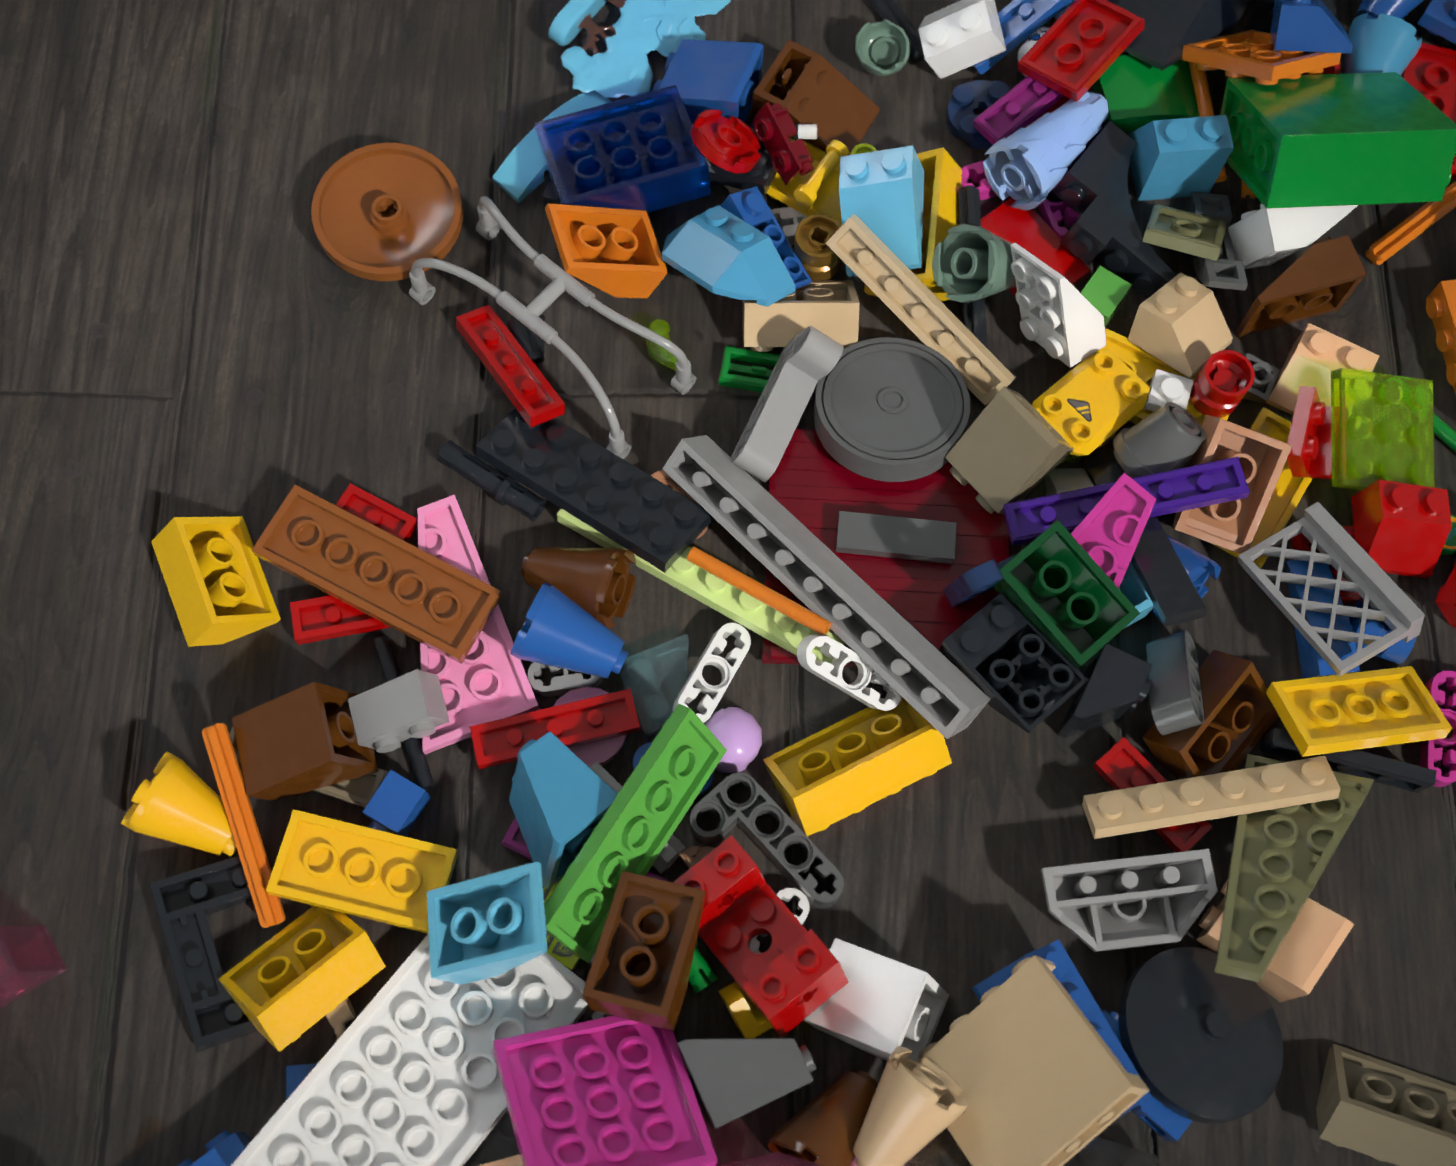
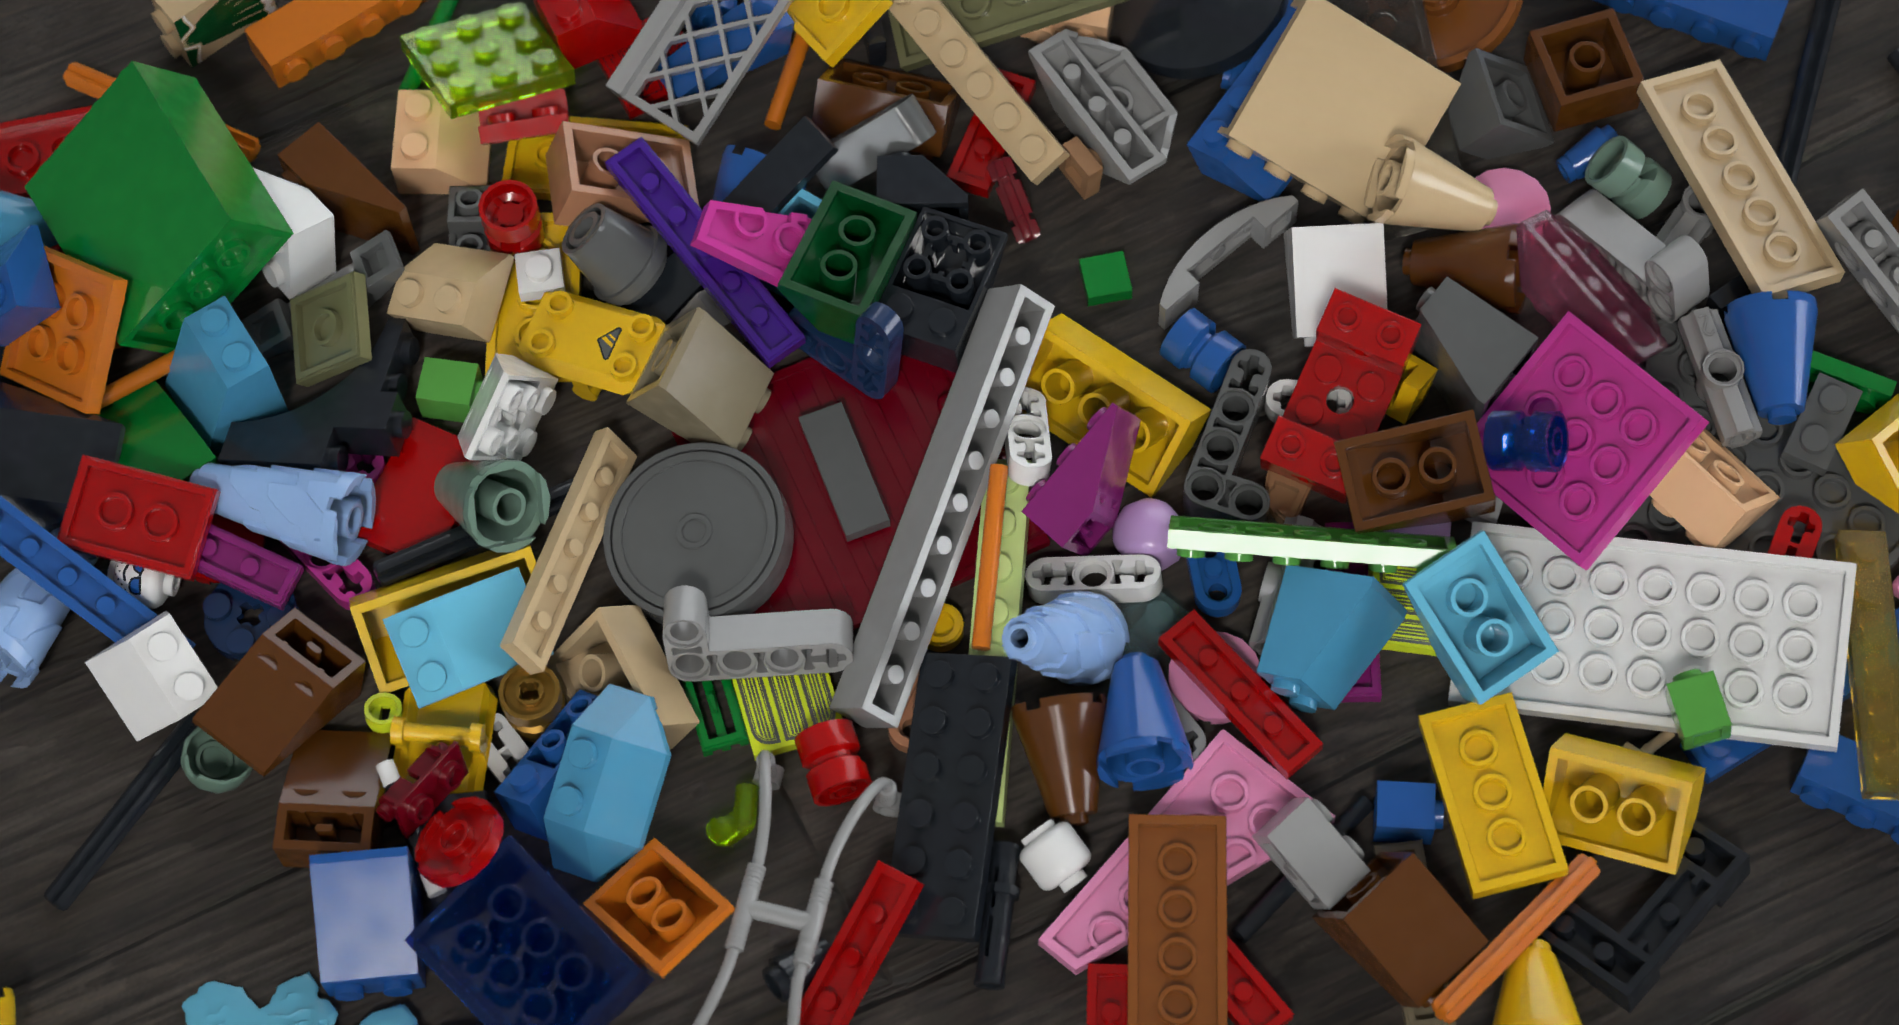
camera: 110 degrees left, 5 degrees down
(322, 1068) = (1698, 709): none -> bright green brick
(509, 537) = (1055, 856): none -> white head
(619, 1052) = (1531, 441): none -> clear blue wheel
(659, 606) = (1069, 638): none -> light blue cone
(663, 420) = (831, 756): none -> red wheel
(724, 411) = (782, 707): none -> tile
(734, 553) = (948, 630): none -> yellow tile
(780, 691) = (1088, 486): none -> magenta slope
(865, 858) = (1197, 346): none -> blue wheel
(905, 92) = (282, 692): none -> reddish brown slope
(929, 872) = (1259, 221): none -> light grey slope
(973, 822) = (1105, 278): none -> green tile
(1076, 779) = (1014, 200): none -> dark red axle
(1084, 851) = (1082, 168): none -> medium nougat plate
(1265, 655) = (786, 83): none -> orange bar

